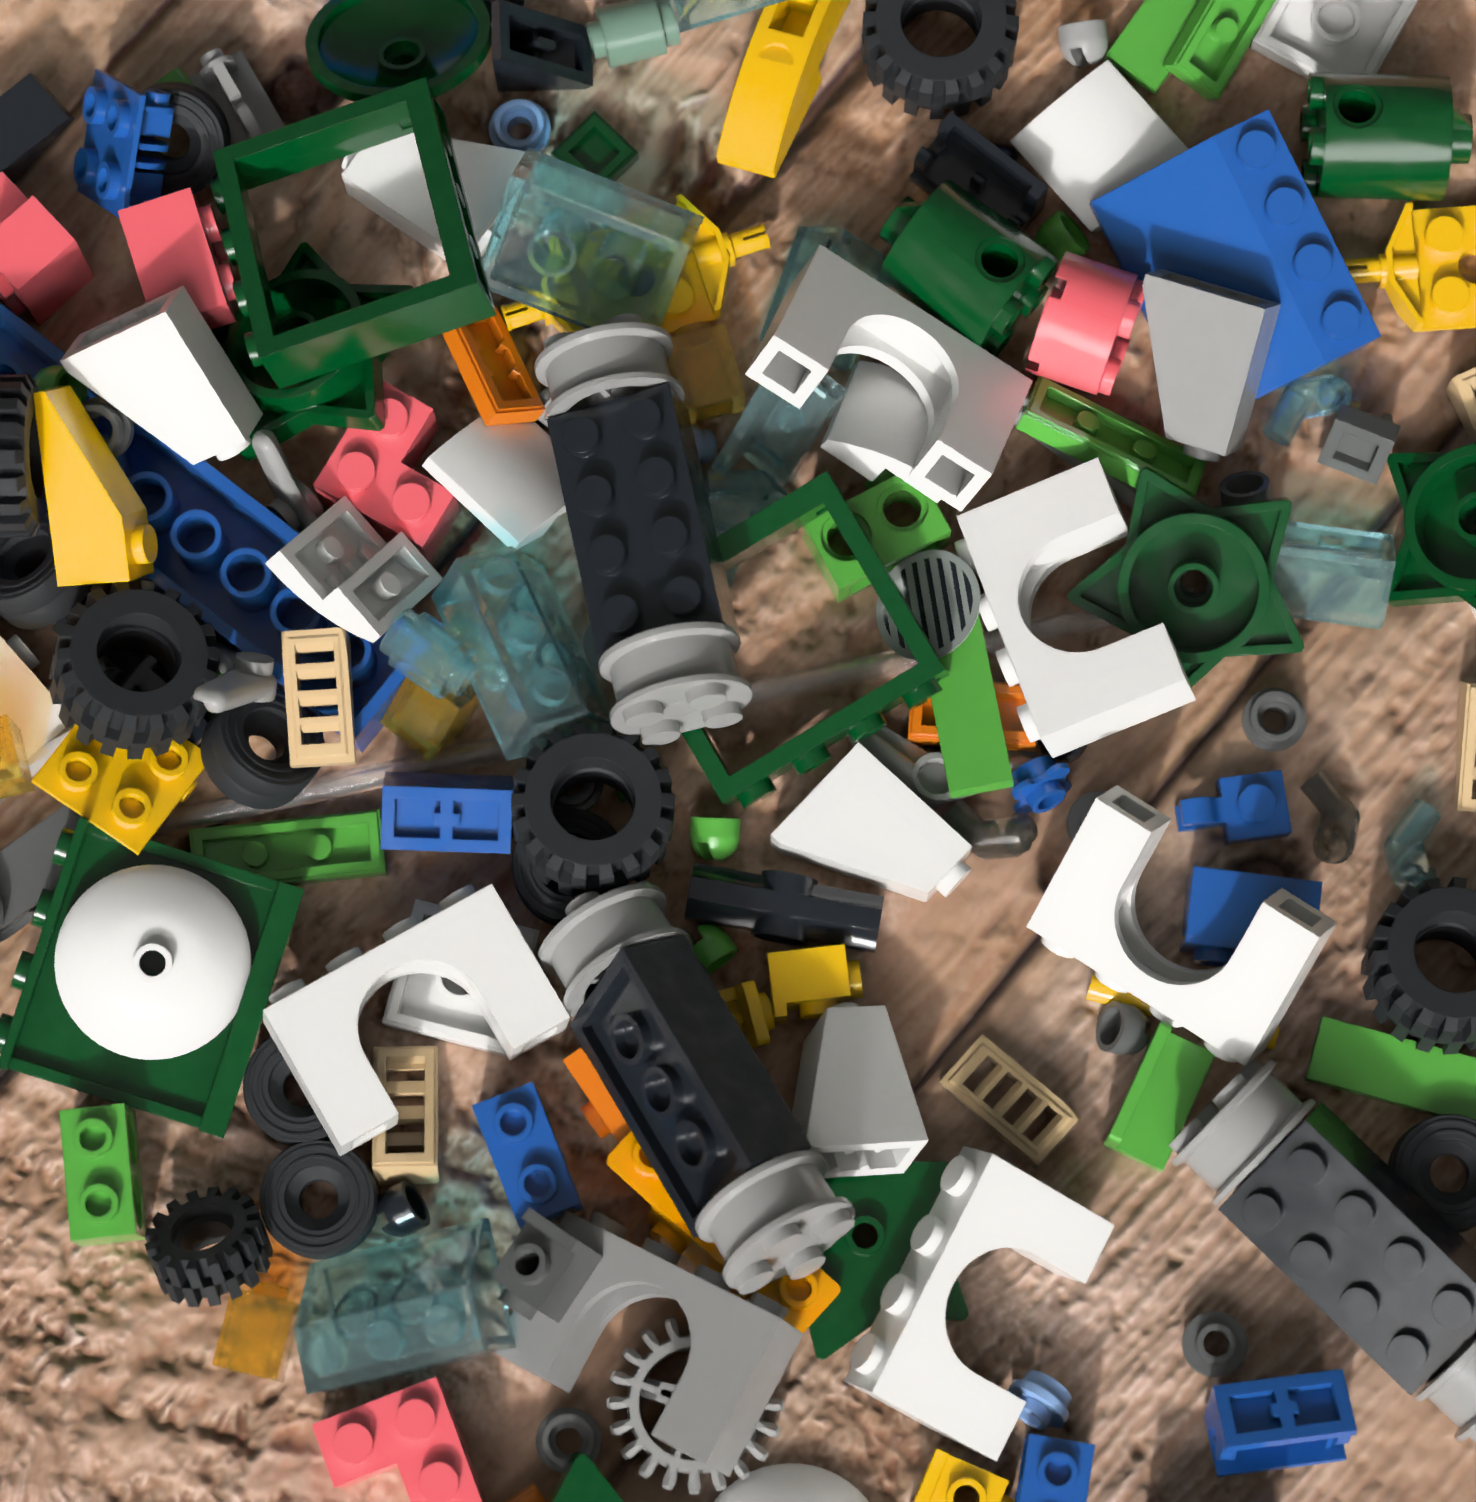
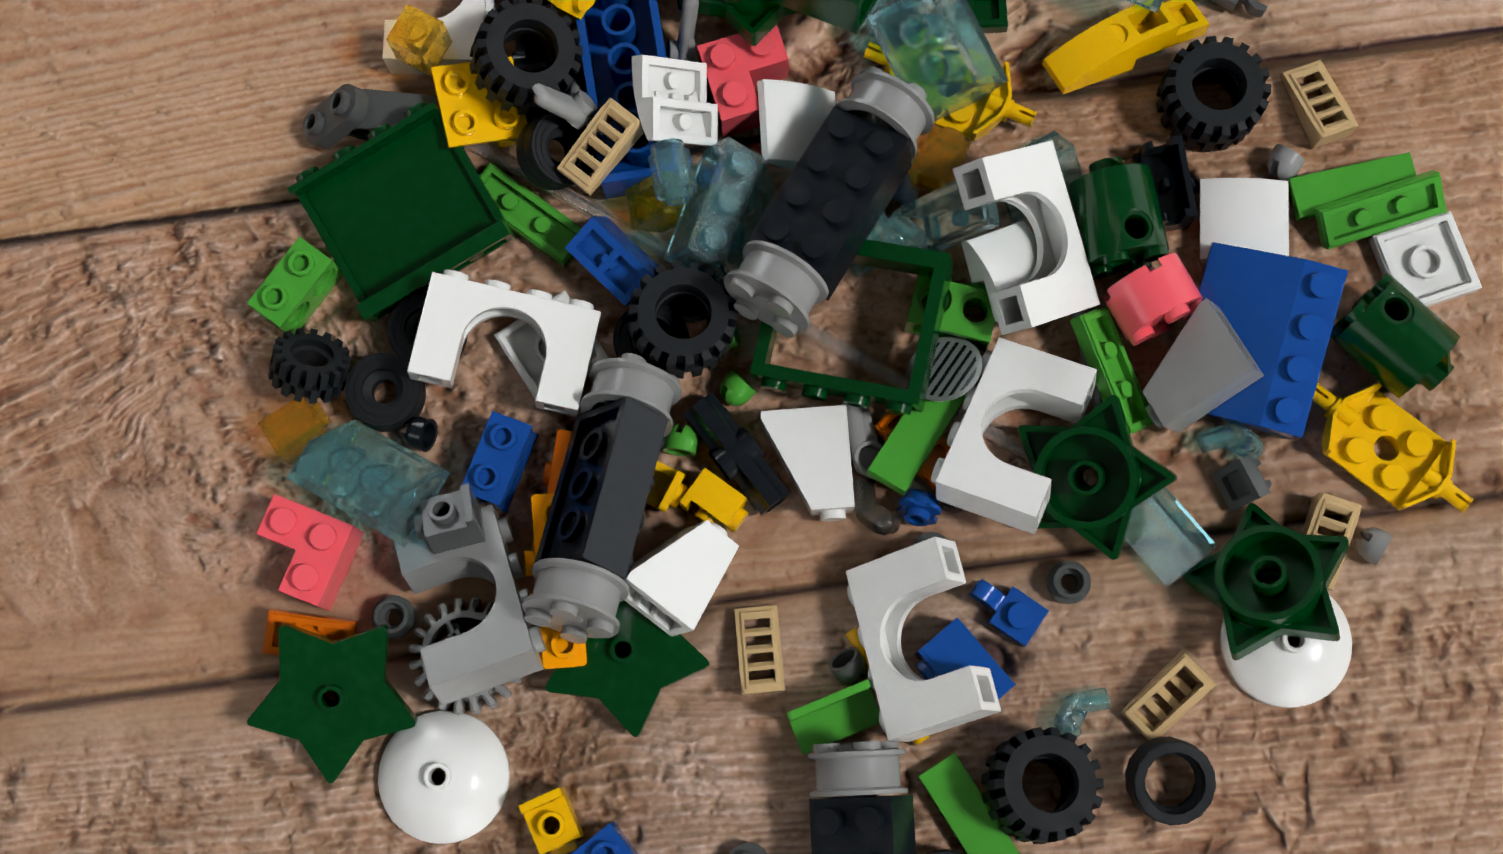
camera: 45 degrees right, 0 degrees up
(142, 912) = (437, 212): white dish -> none
(414, 1167) = (462, 412): tan slope -> none
(494, 372) = (837, 65): orange plate -> none
(908, 1351) = (585, 726): white arch -> none
(1044, 1399) = (635, 811): light blue plate -> none
(1062, 235) = (1185, 246): bright green hinge -> none
(1245, 487) = (1161, 453): dark grey hinge -> none
(1337, 821) = (1053, 662): clear smoke arm -> none

